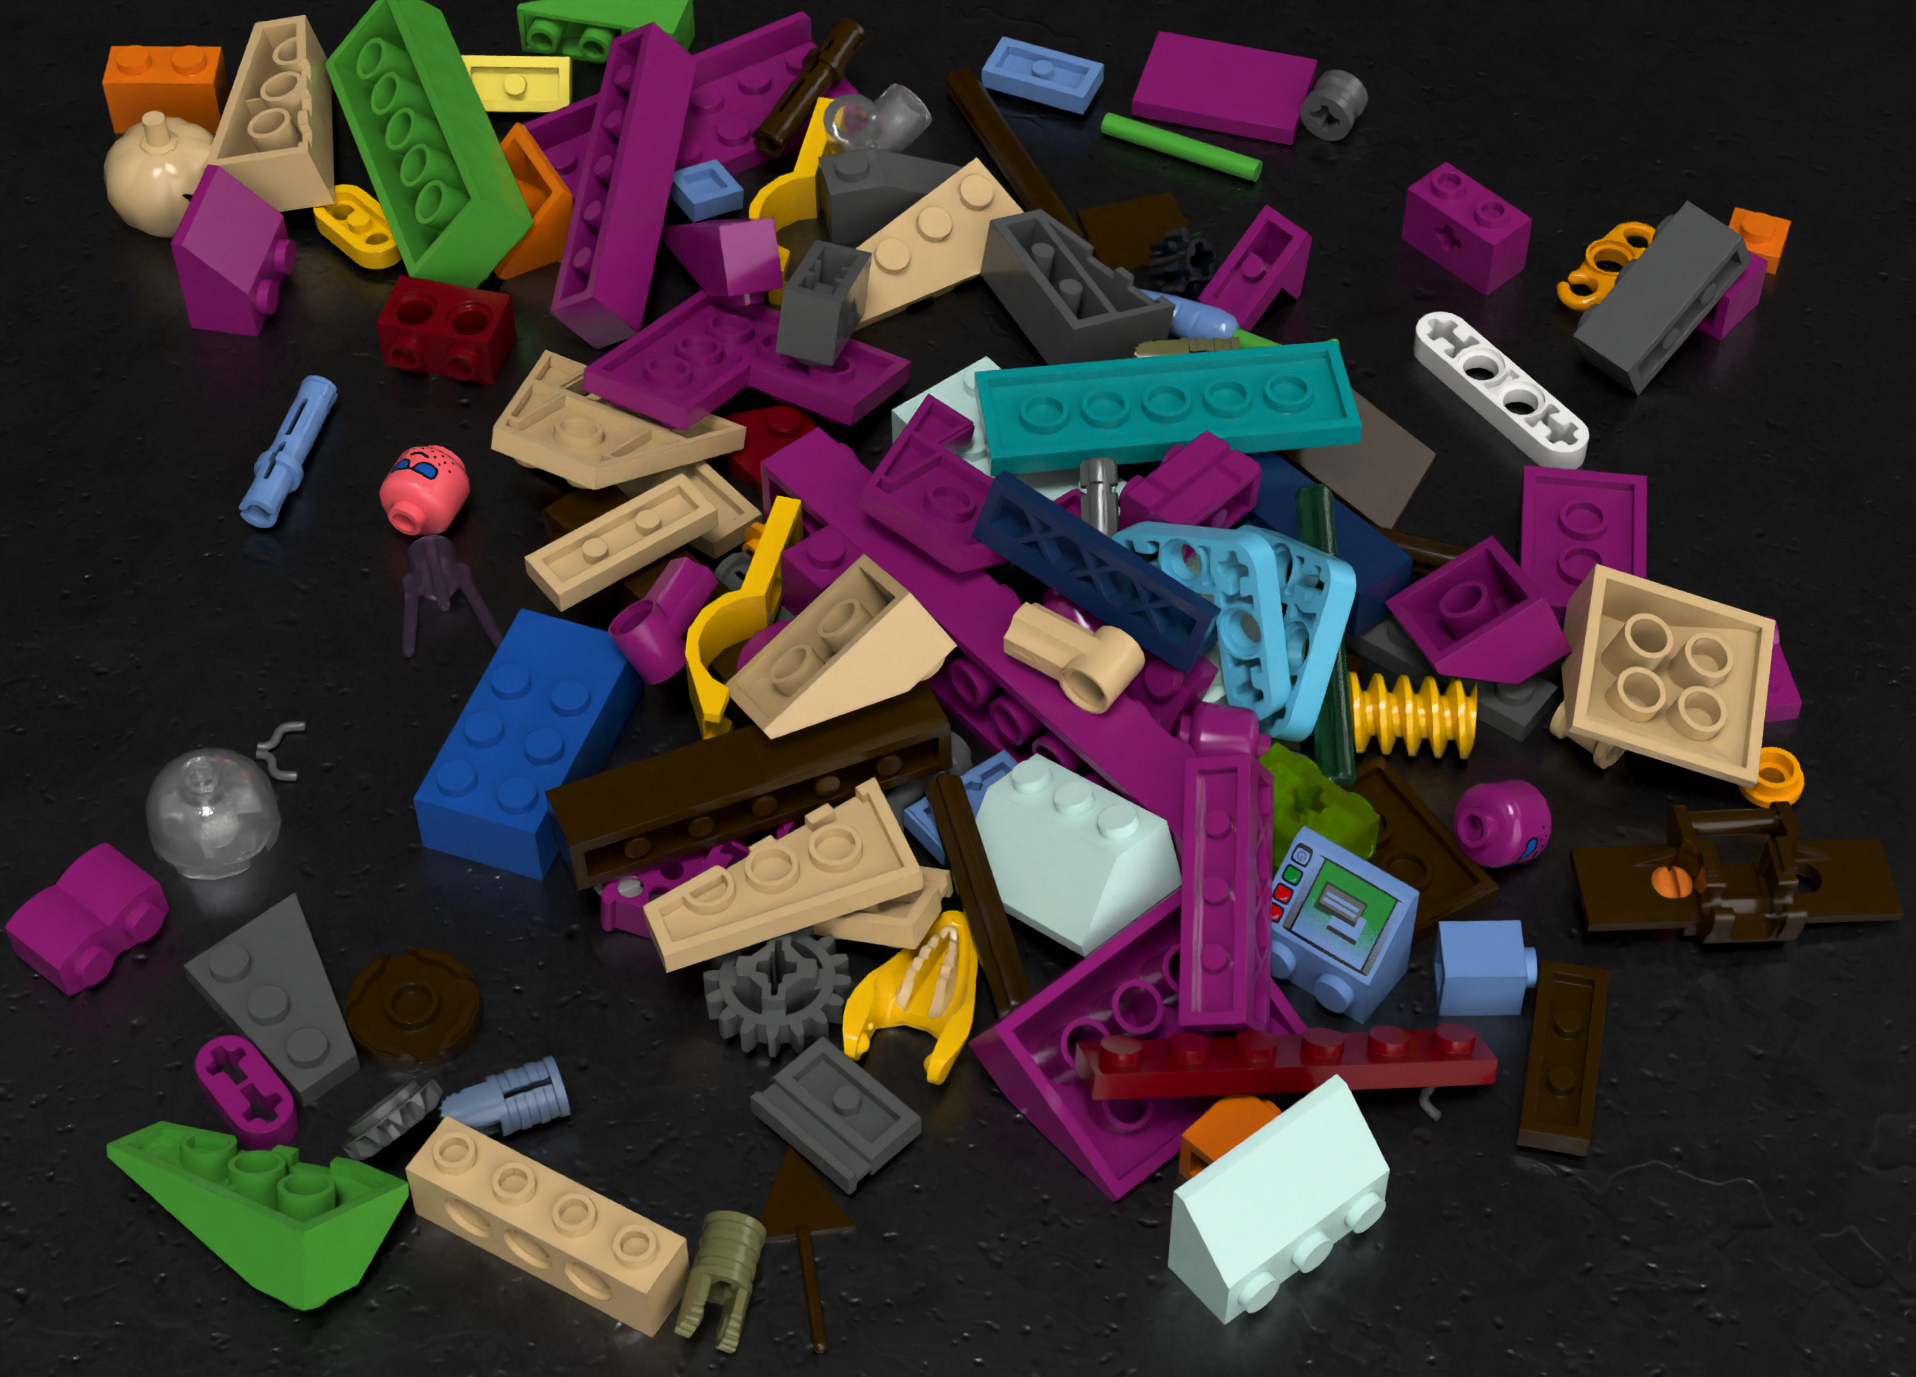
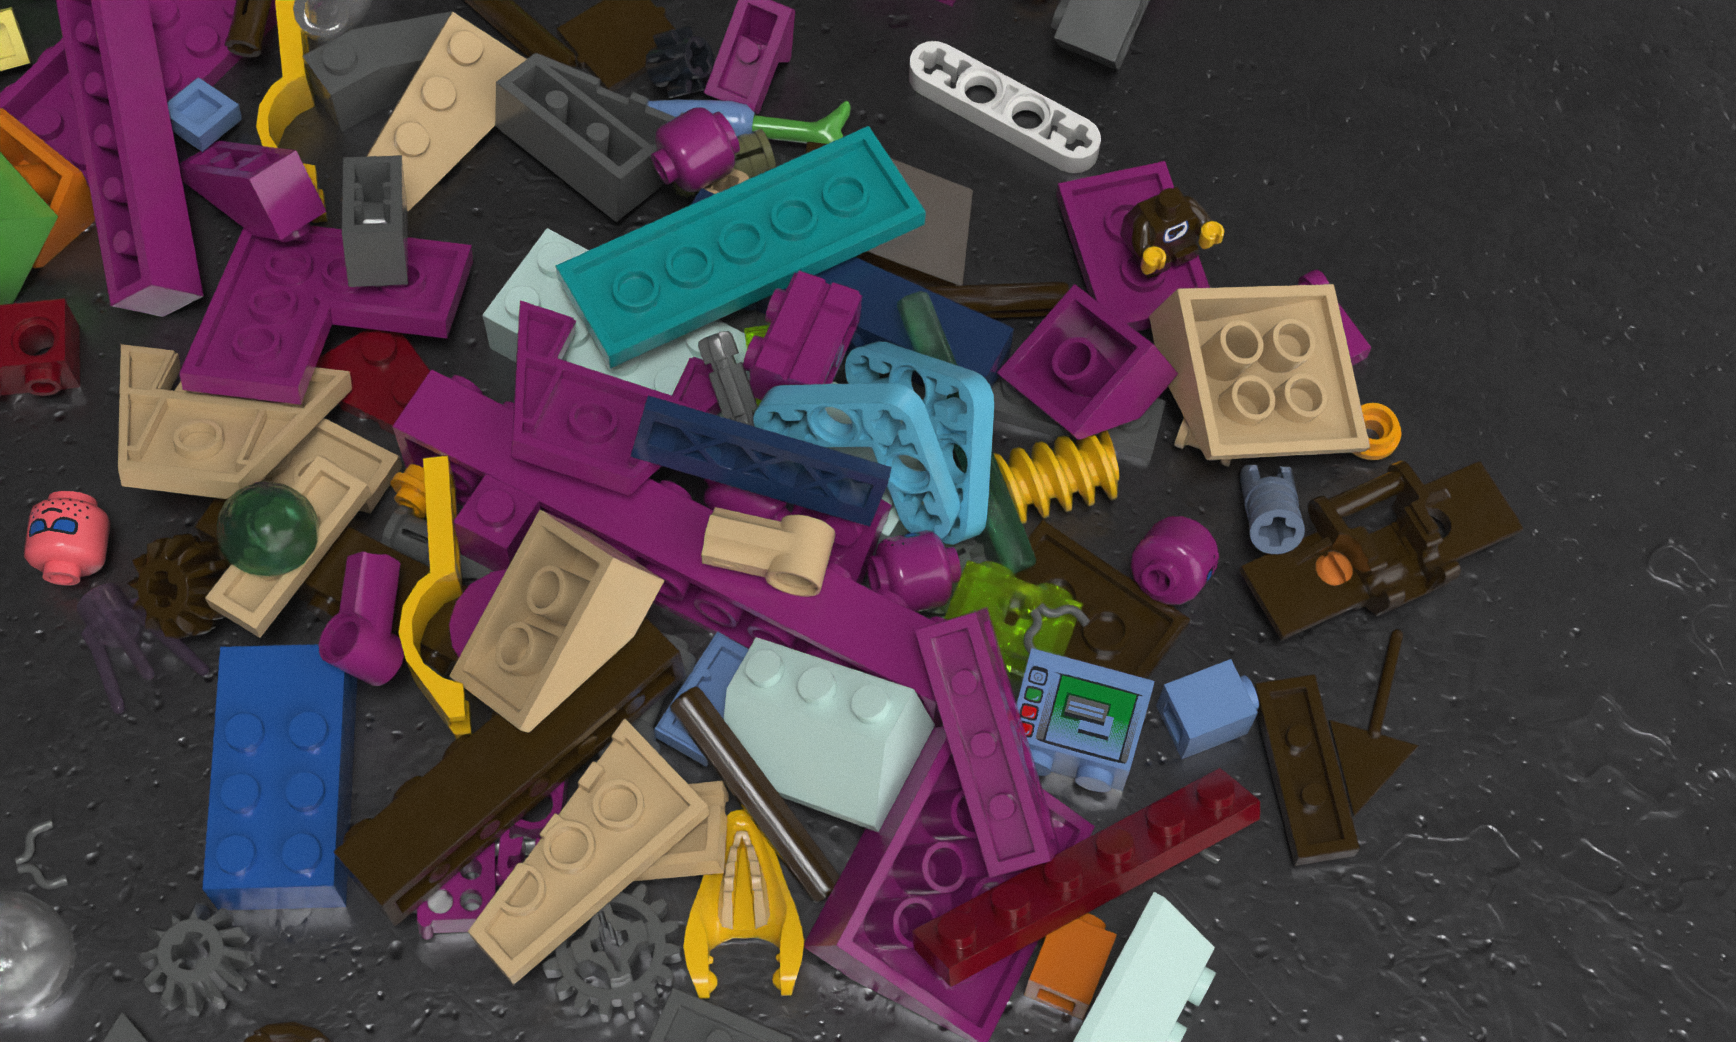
camera: 25 degrees left, 15 degrees up
(383, 869) = (211, 973): none -> dark grey gear
(496, 553) = (174, 585): none -> dark brown gear
(606, 513) = (267, 529): none -> clear green piece
(1159, 322) = (695, 149): none -> magenta head
(1337, 809) = (1050, 613): none -> dark grey piece
(1616, 524) = (1166, 231): none -> dark brown piece
(1643, 1075) = (1367, 756): none -> dark brown piece
(1644, 802) = (1272, 510): none -> sand blue hinge

